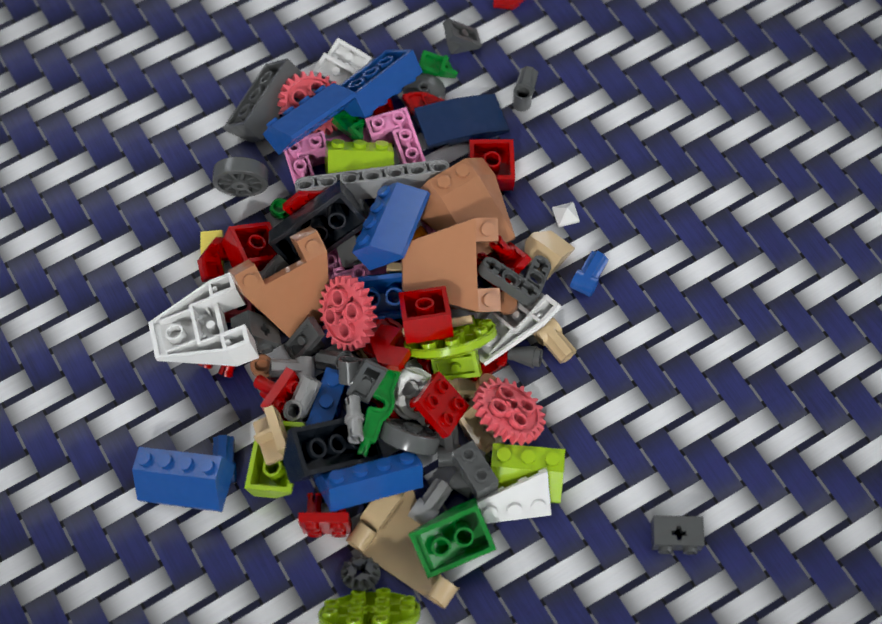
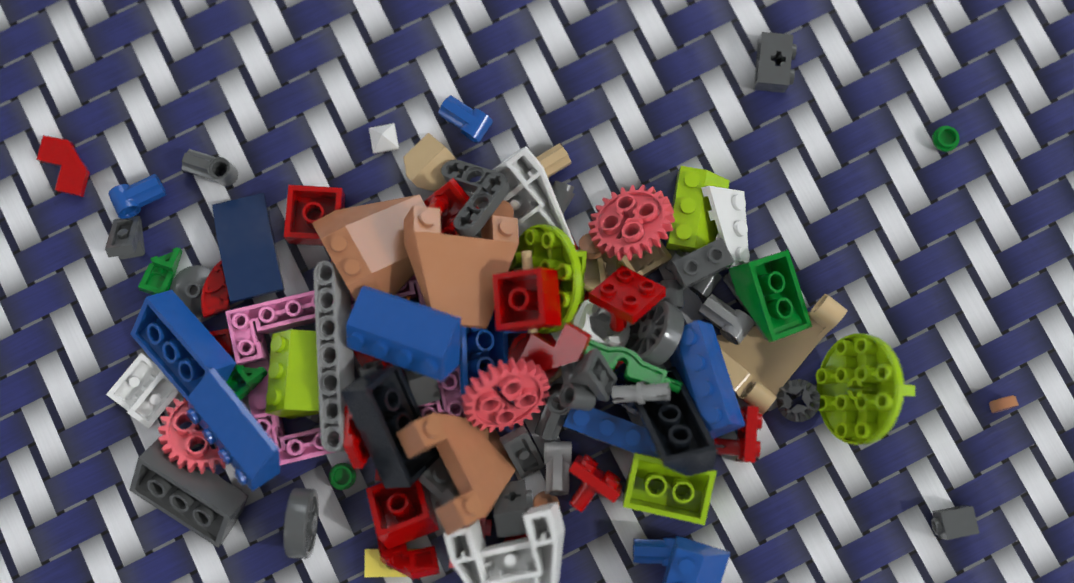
camera: 85 degrees left, 15 degrees up
(271, 435) = (650, 490): tan panel -> none
(303, 397) = (601, 454): light grey piece -> none
(494, 36) = (129, 198): none -> blue piece

